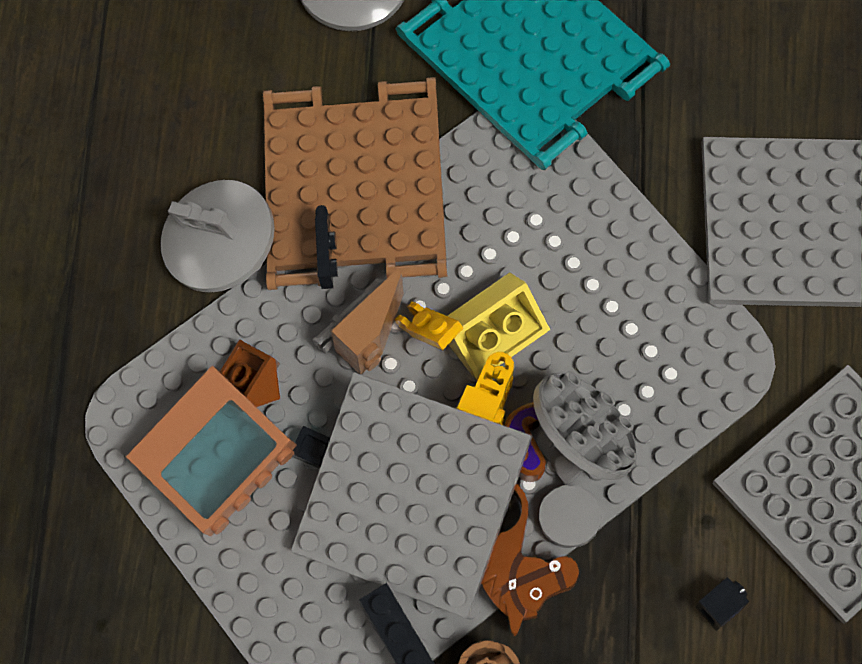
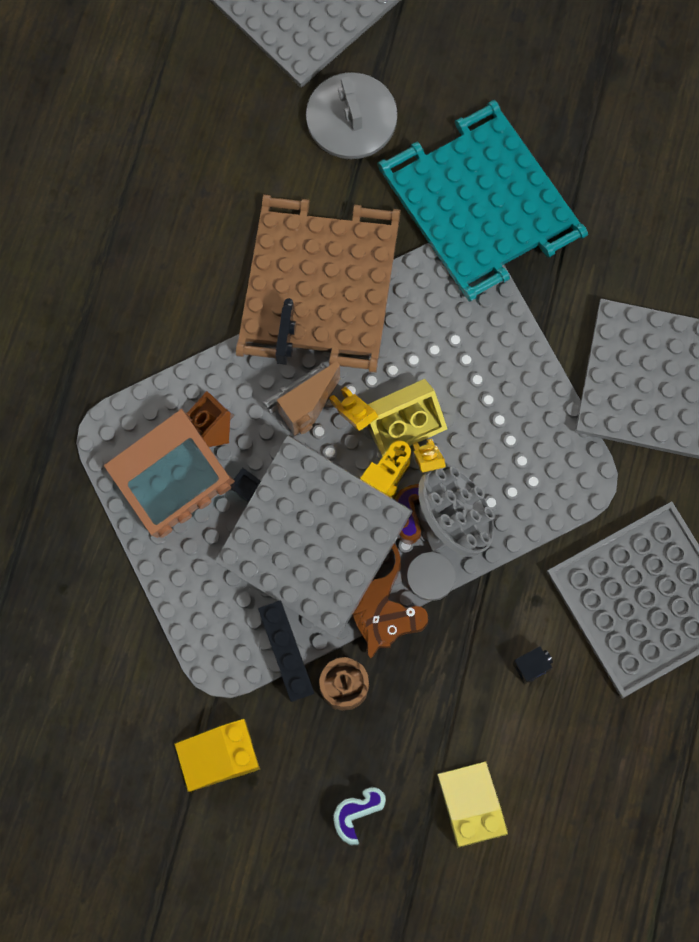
camera: 10 degrees right, 5 degrees up
(217, 236) = (205, 305): light grey bracket -> none
(535, 366) = (428, 456): none -> yellow hinge

